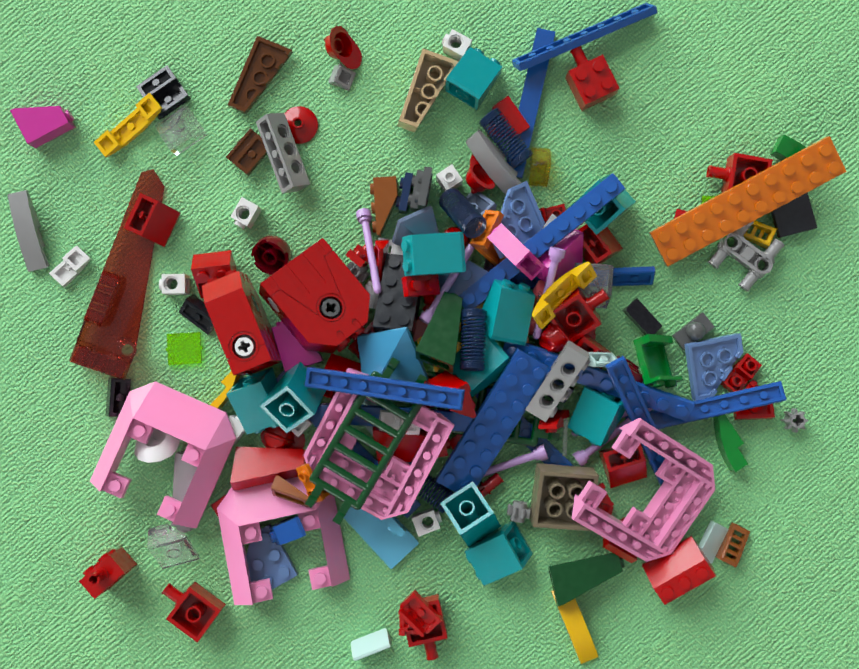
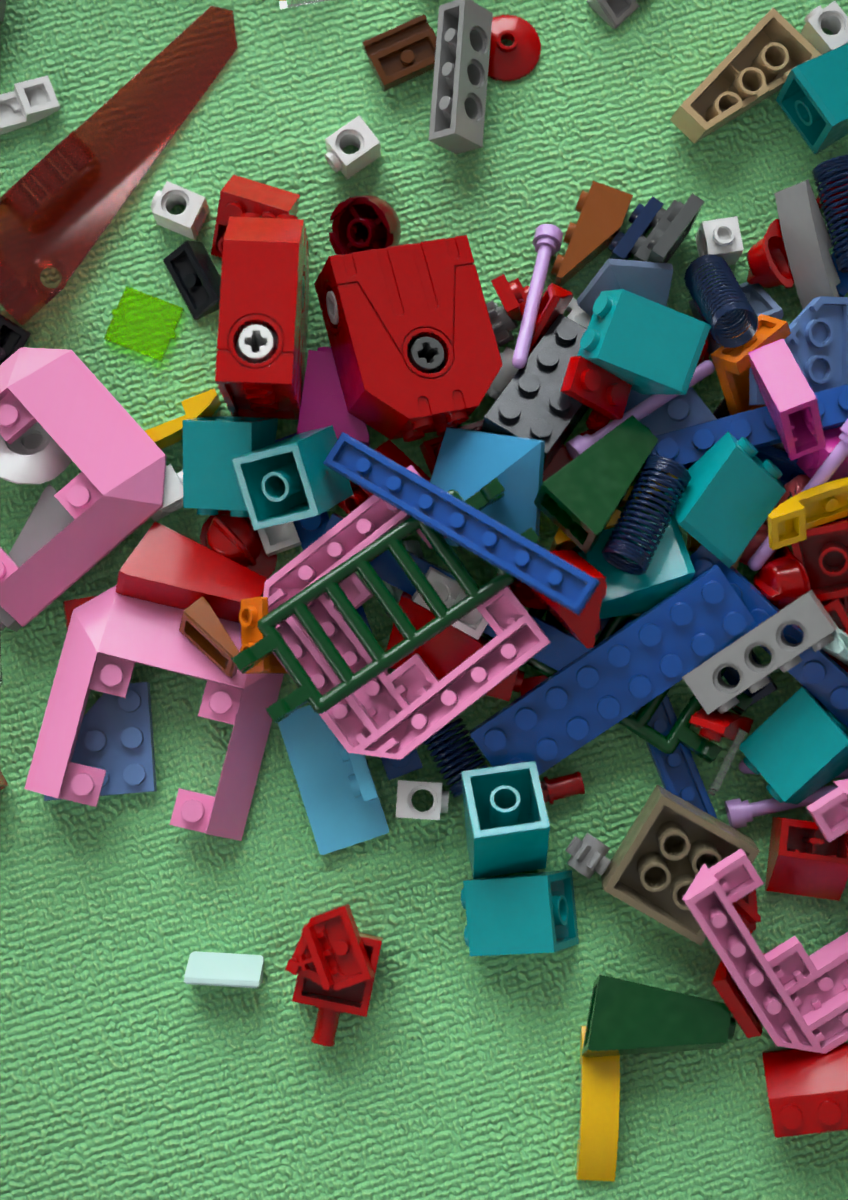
camera: 20 degrees right, 5 degrees down
(152, 220) = (192, 87): red slope -> none
(286, 531) = (174, 702): blue slope -> none
(538, 454) = (667, 770): lavender piece -> none

